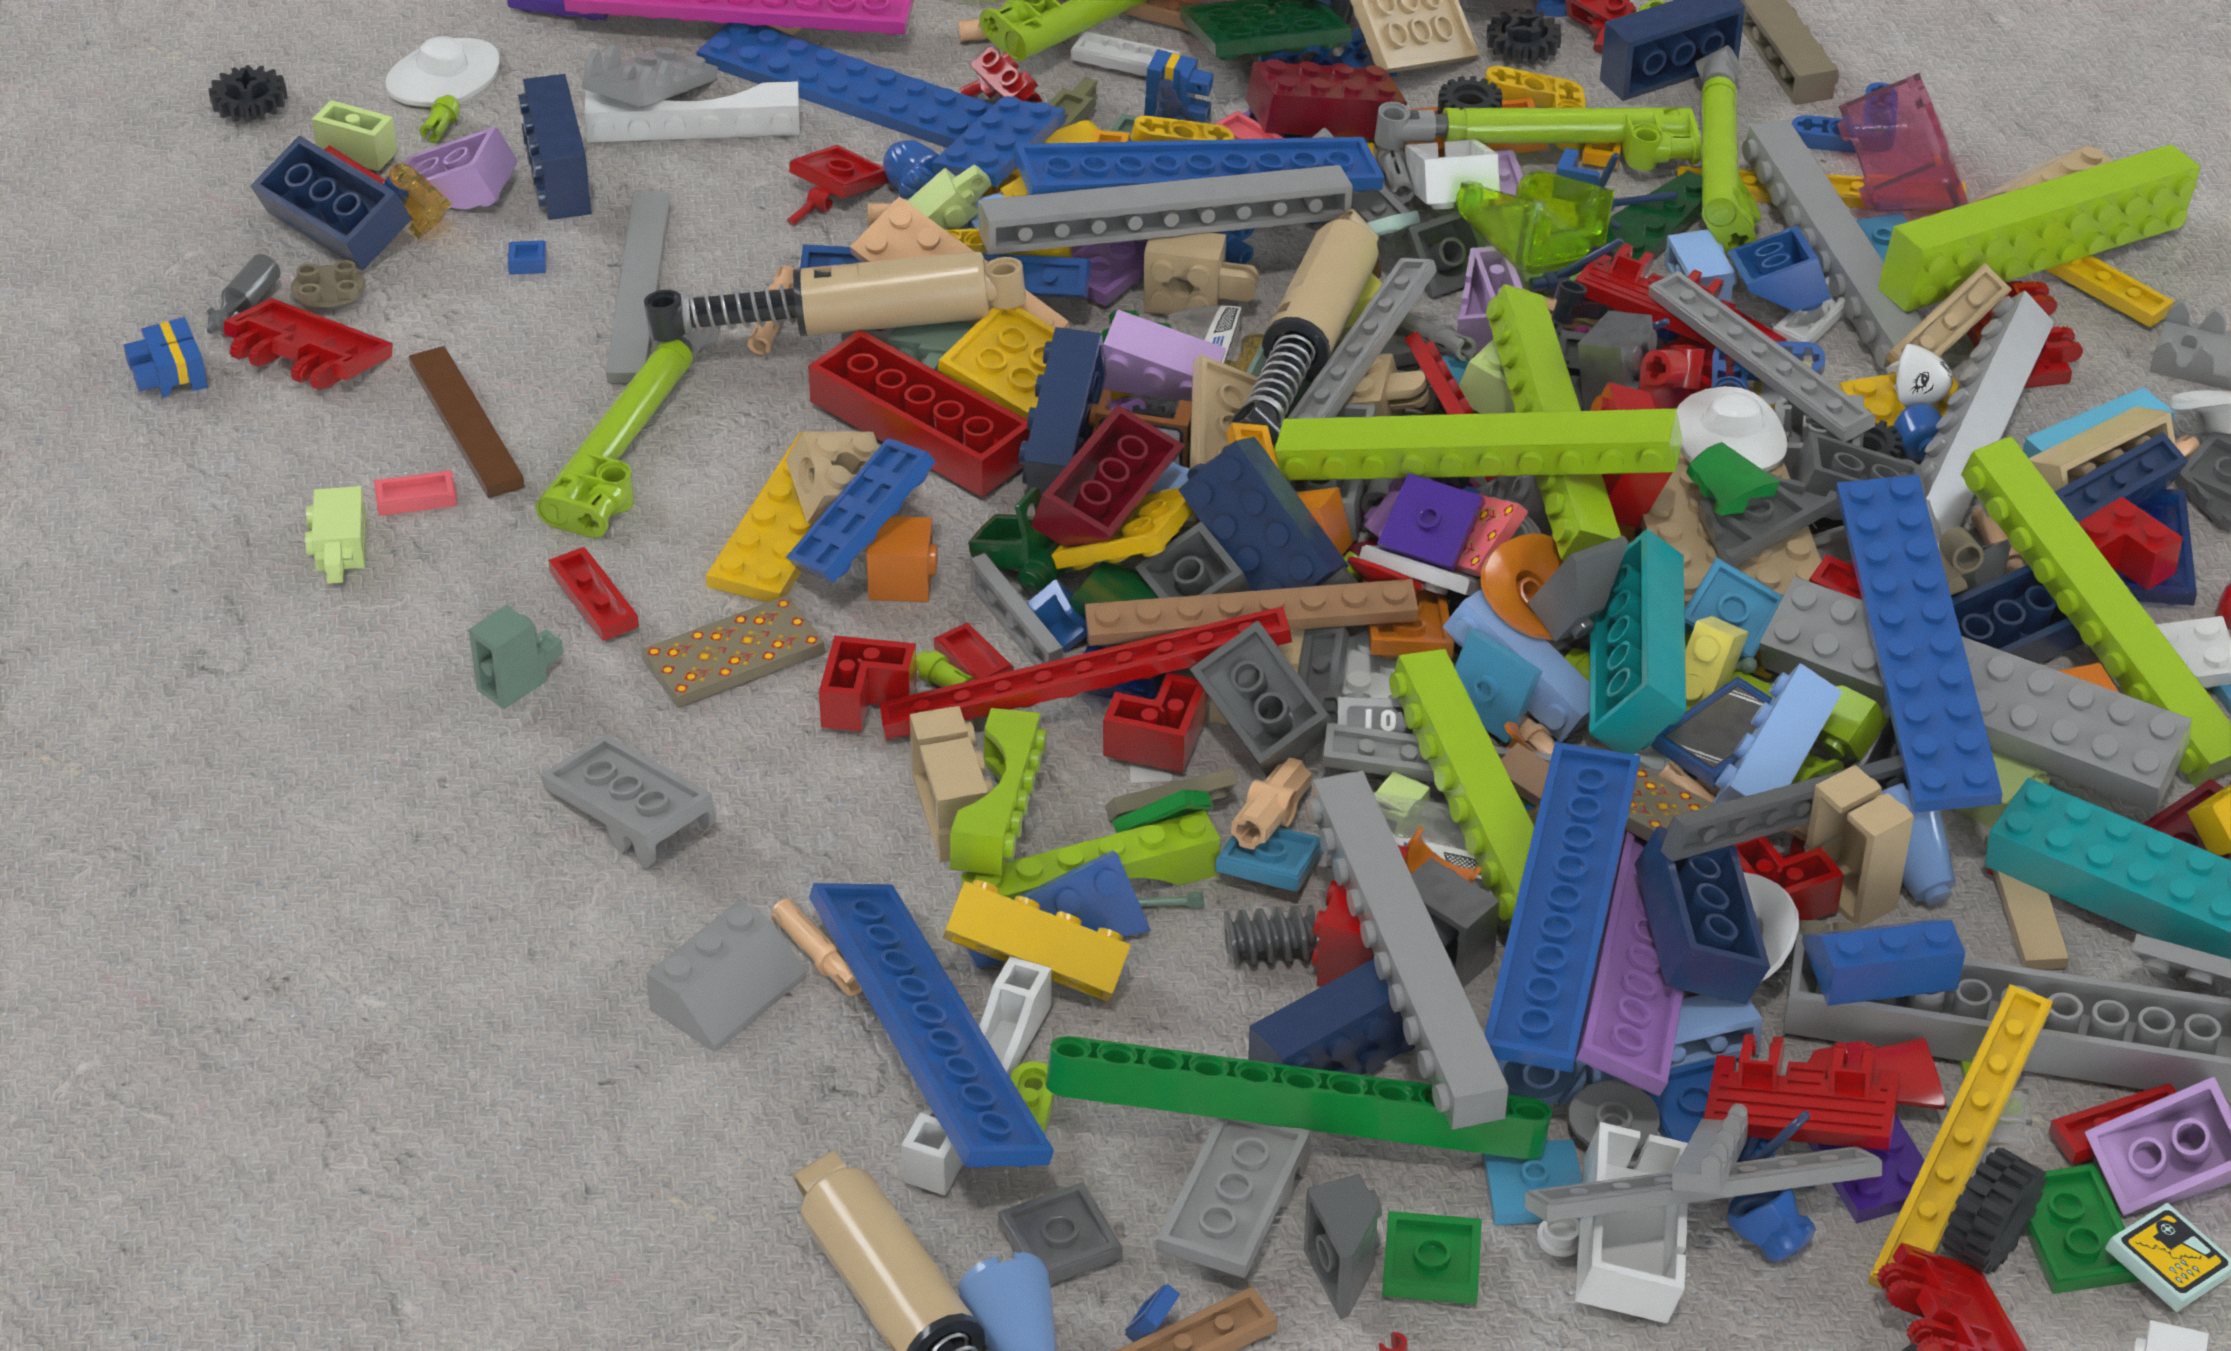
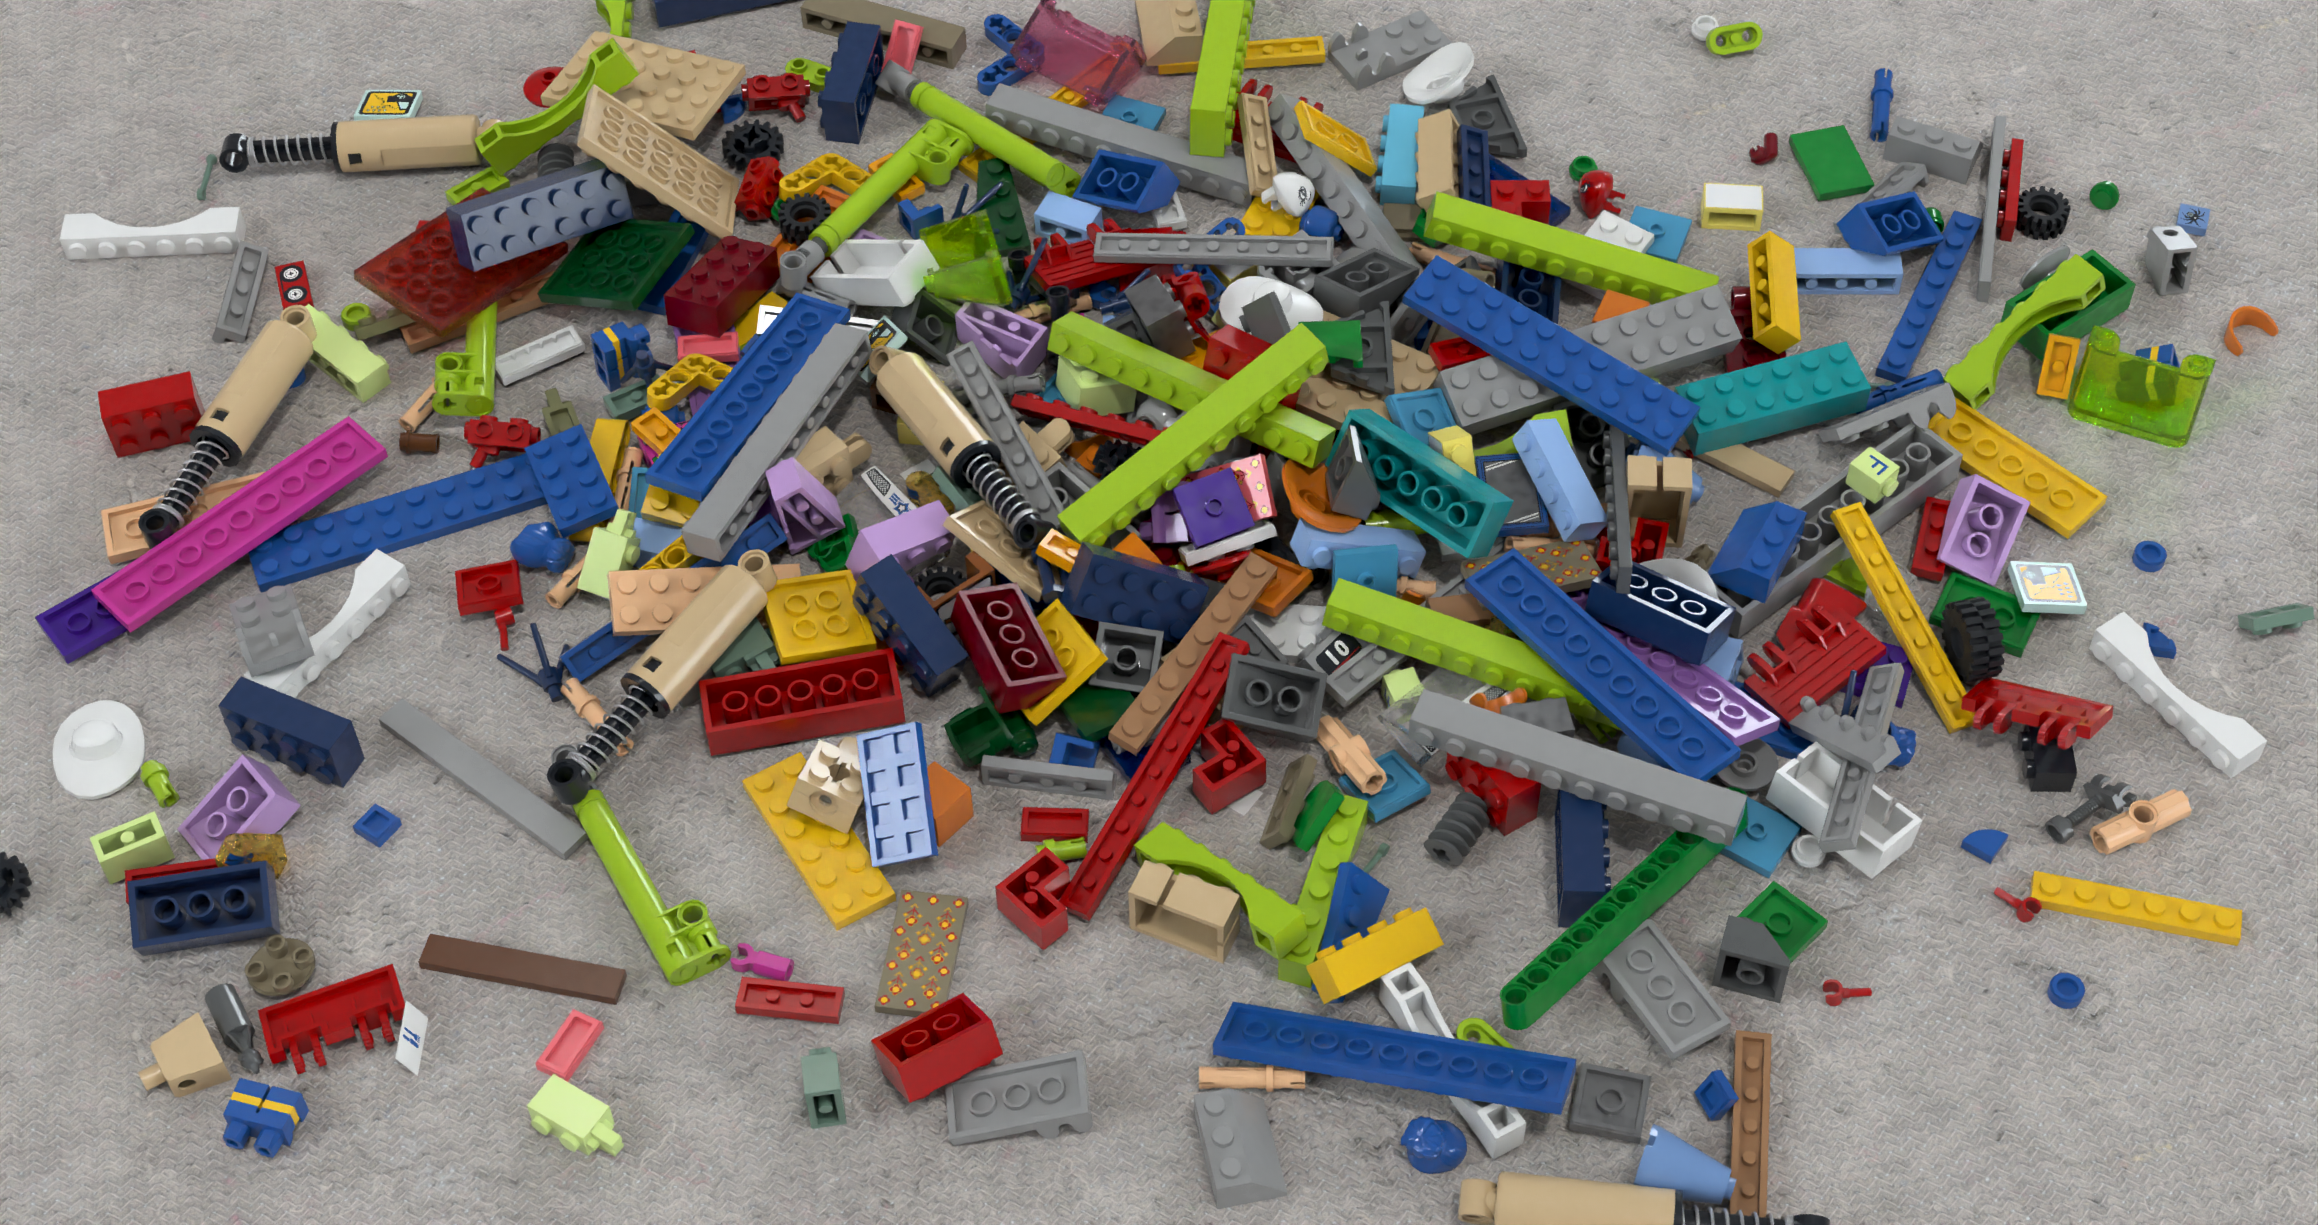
camera: 50 degrees left, 10 degrees up
(184, 285) = (185, 1060): none -> tan torso
(326, 394) = (411, 1038): none -> white sticker
(617, 558) = (763, 963): none -> dark pink bar
(621, 702) = (937, 1047): none -> red brick
(782, 250) = (549, 676): none -> dark blue plant
(869, 1121) = (1434, 1145): none -> blue hair
(944, 43) = (419, 442): none -> reddish brown pin
(1119, 267) = (803, 505): none -> lavender wedge
(1474, 59) = (759, 188): none -> red brick
(1700, 415) = (1265, 318): none -> dark grey slope
(1761, 49) = (903, 44): none -> coral tile
(2035, 370) = (1335, 138): none -> yellow tile
(2106, 994) = (1873, 475): none -> yellowish green brick

